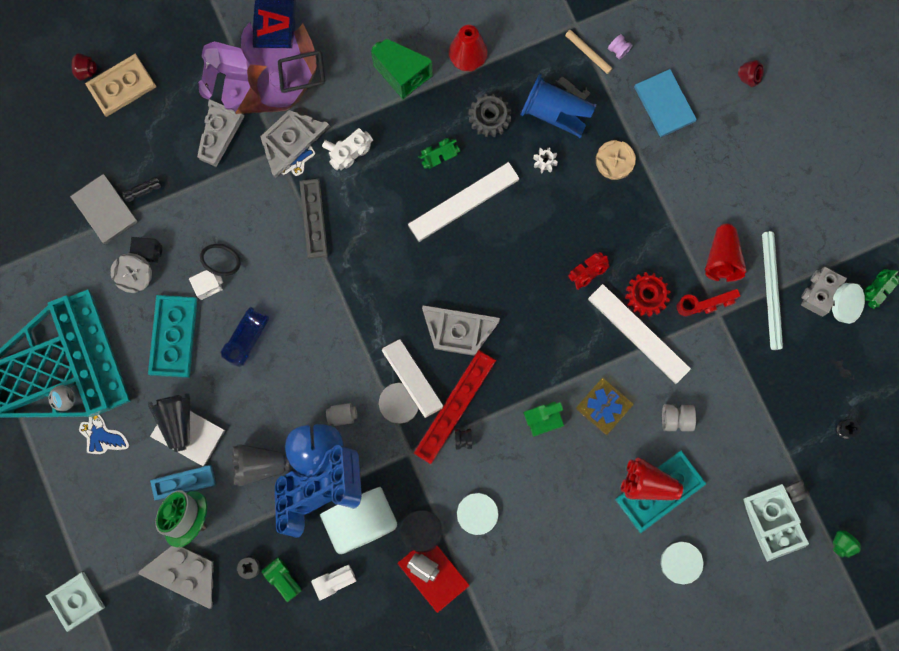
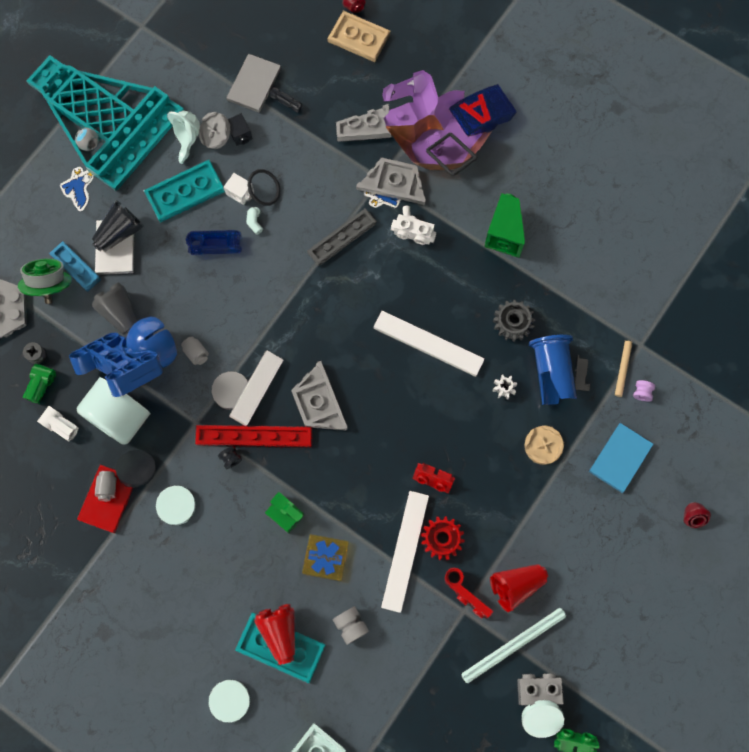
camera: 60 degrees right, 5 degrees down
(113, 299) = (186, 129): none -> light aqua piece
(245, 290) = (252, 215): none -> light aqua arm
(431, 155) = (450, 295): green hinge -> none
(468, 49) = (558, 271): red cone -> none

